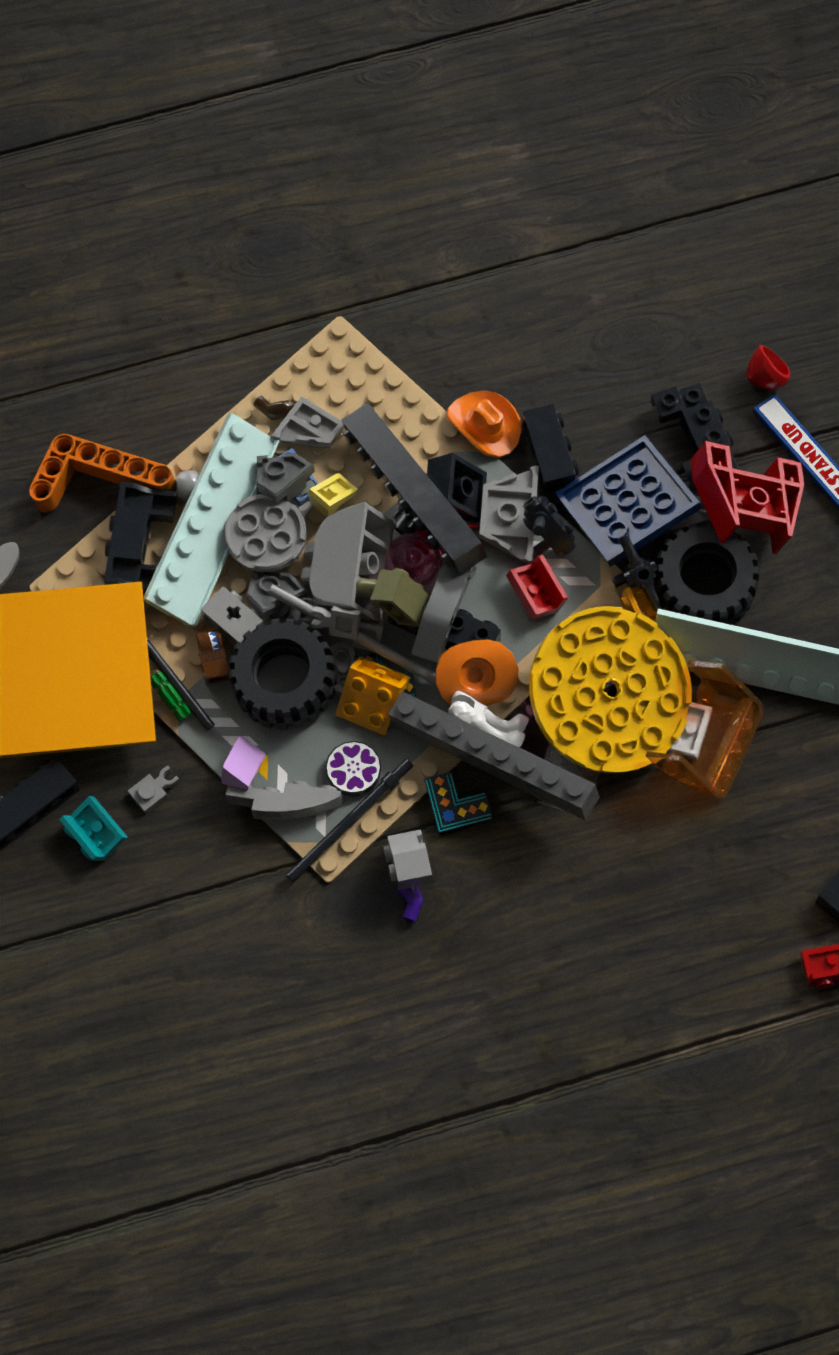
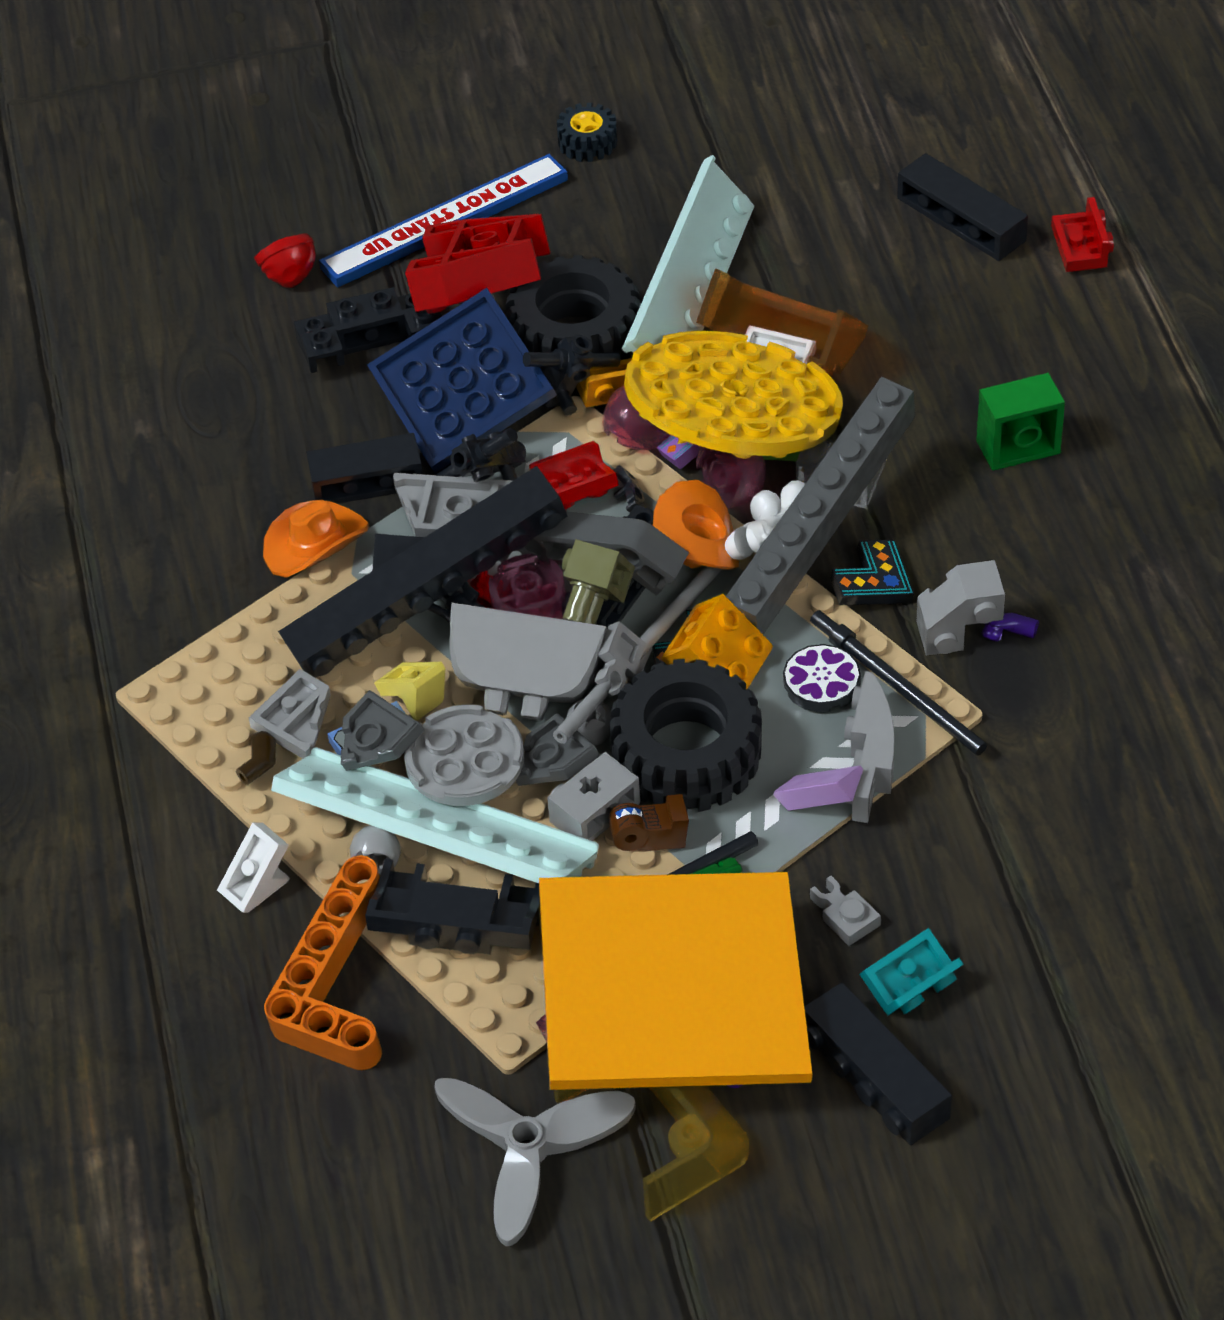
camera: 85 degrees left, 20 degrees down
(182, 420) = (255, 869): none -> white slope
(529, 632) = (630, 489): none -> black piece
(605, 905) = (1020, 421): none -> green brick

